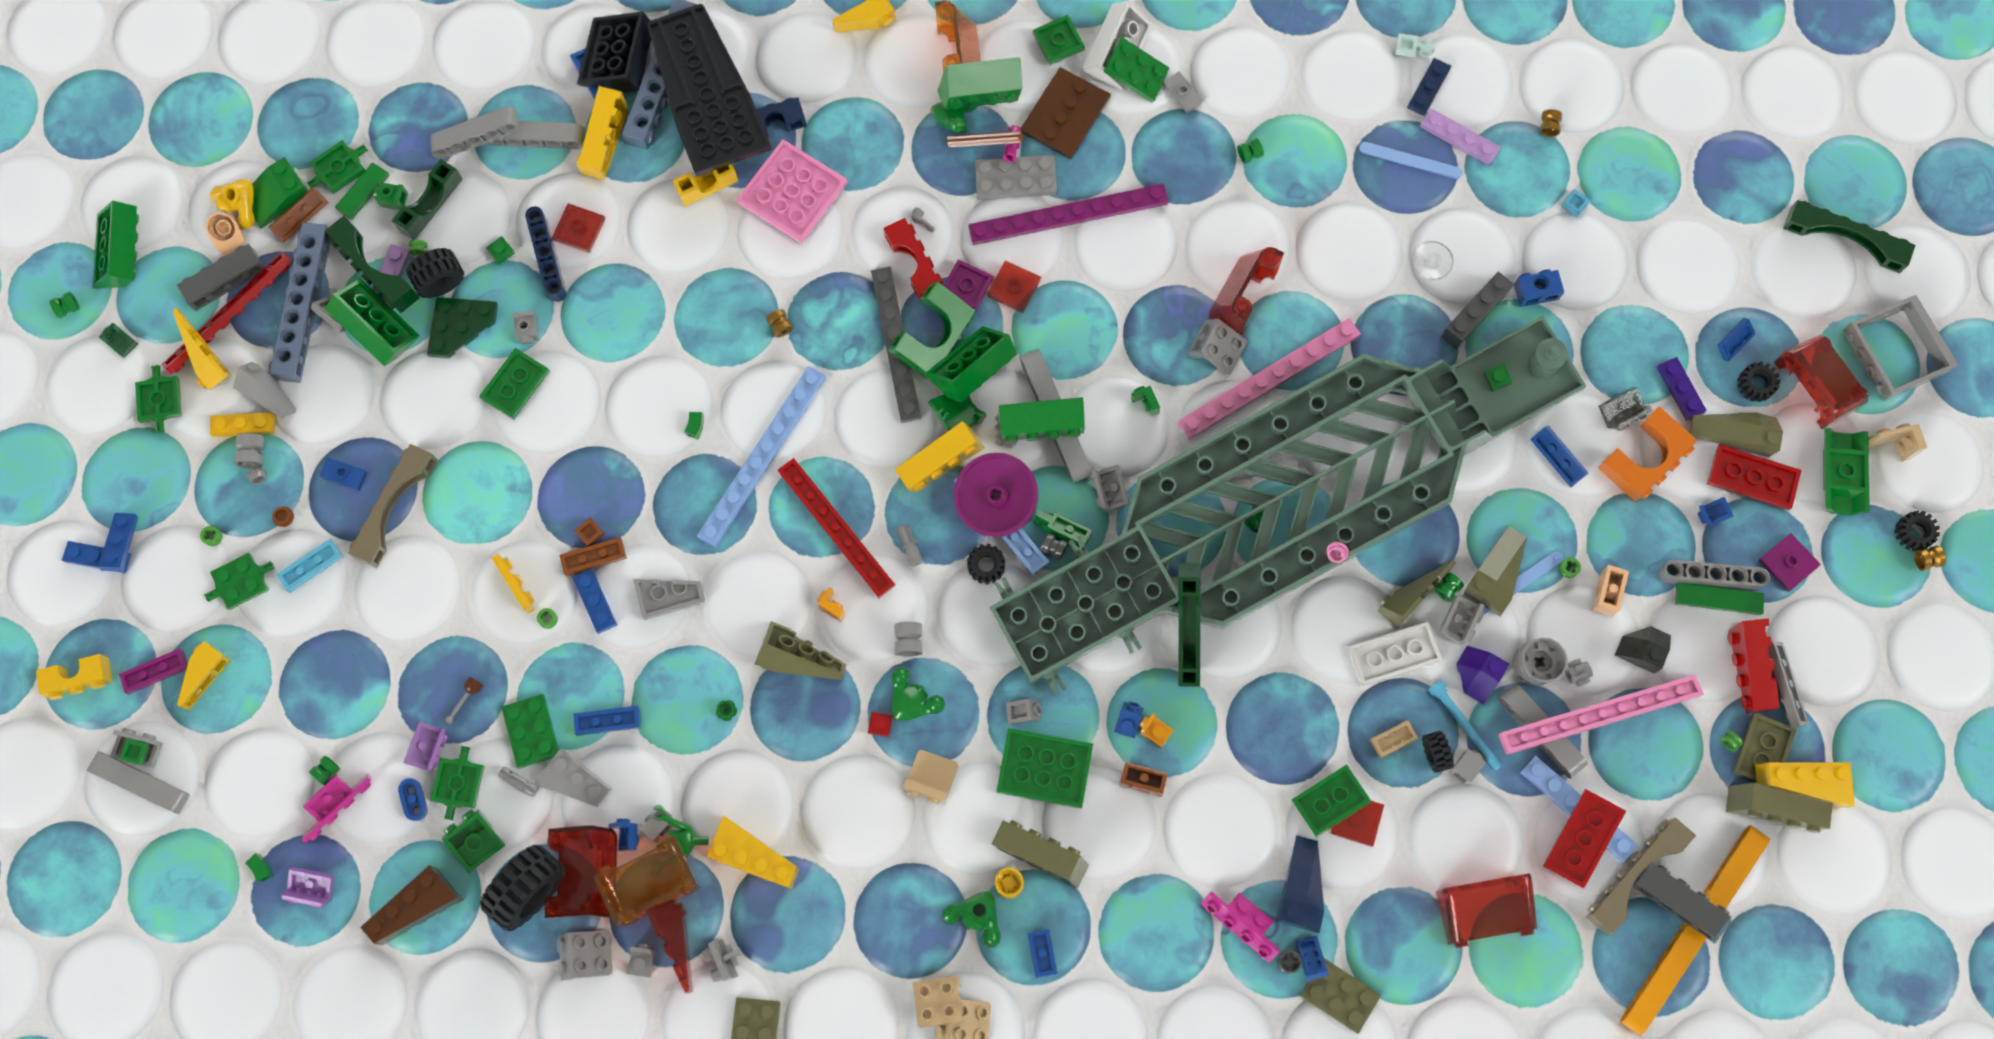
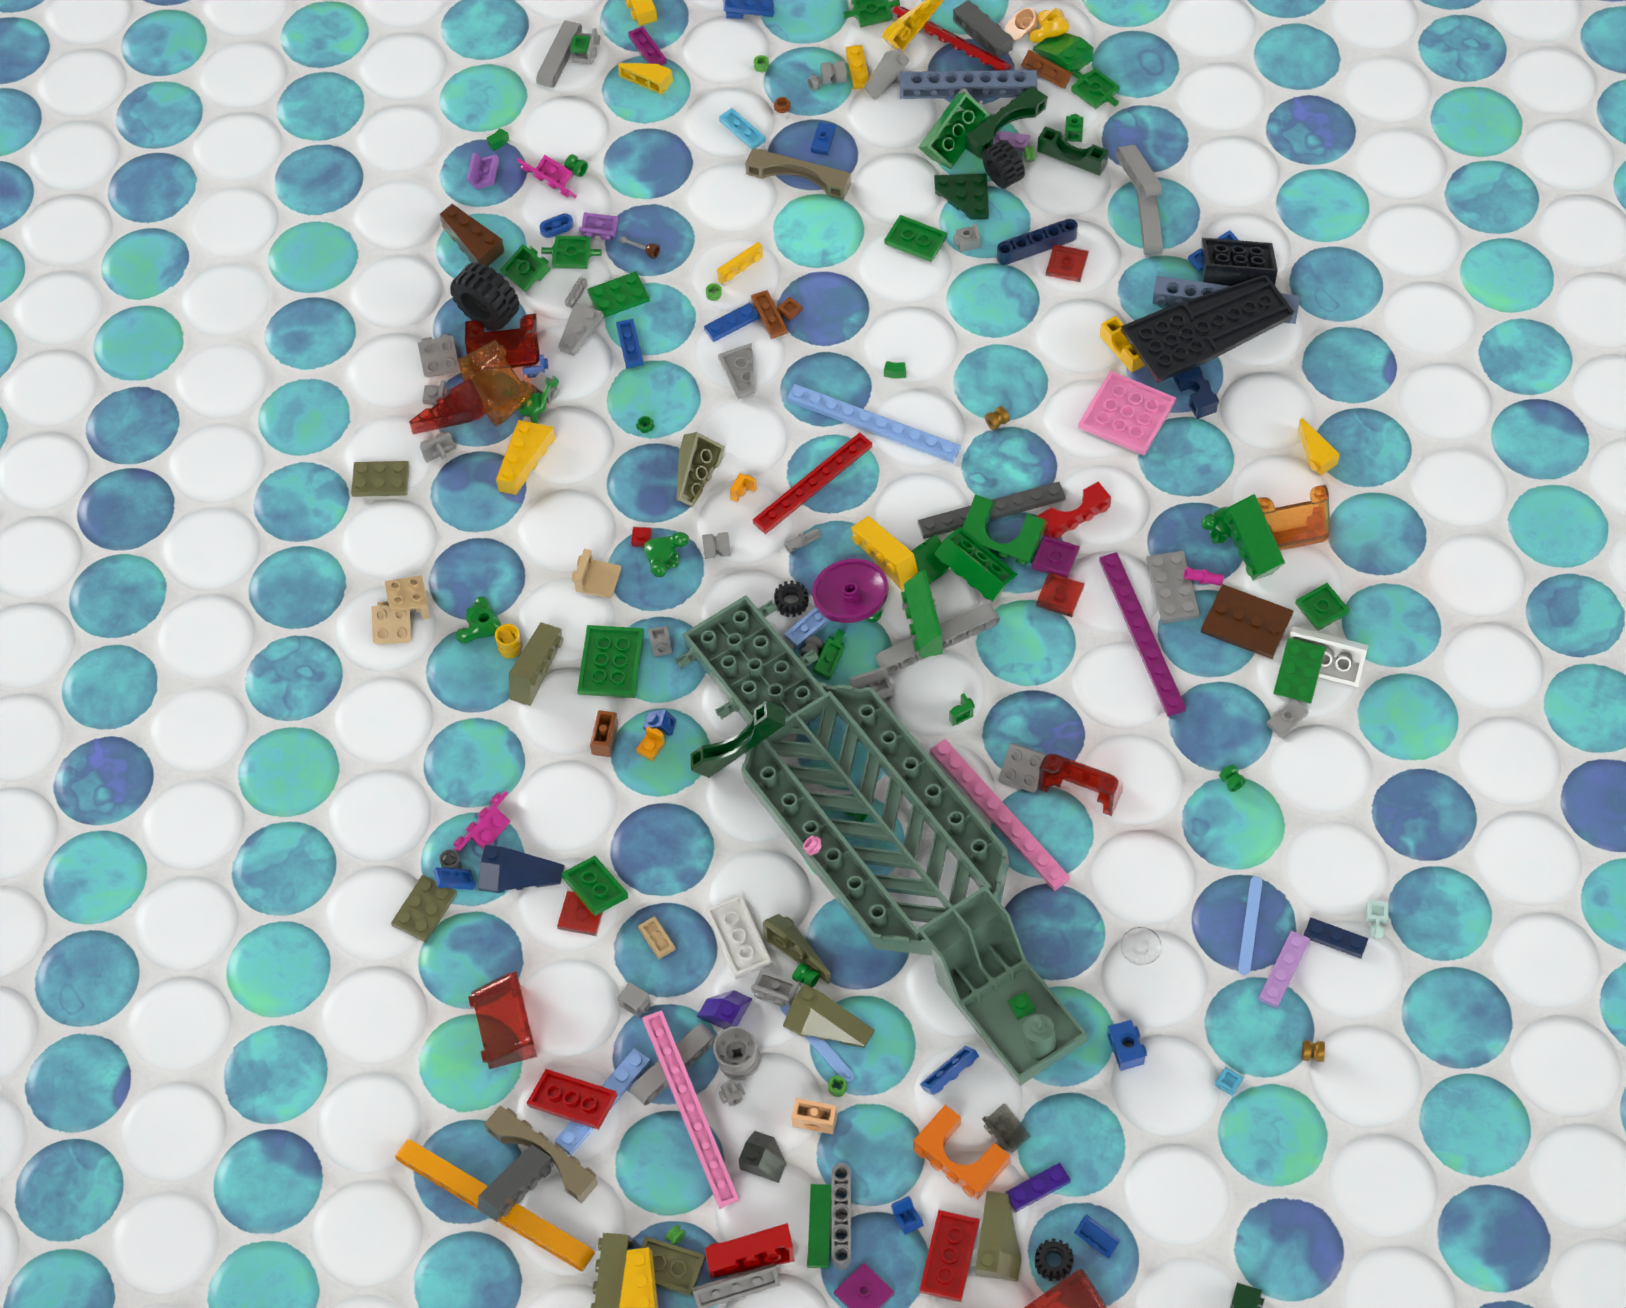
camera: 85 degrees right, 15 degrees down
(239, 581) = (725, 87): green plate -> none
(361, 191) = (1072, 106): green tile -> none
(500, 250) = (1037, 211): green plate -> none
(602, 133) = (1156, 261): yellow wedge -> none
(916, 217) = (1119, 512): light grey hand -> none
(984, 139) = (1202, 551): axle -> none
(1042, 953) = (451, 674): blue plate -> none
(1438, 751) = (645, 969): black tyre -> none
(1439, 691) = (706, 973): medium azure piece -> none
(1477, 310) = (1093, 988): dark grey brick -> none

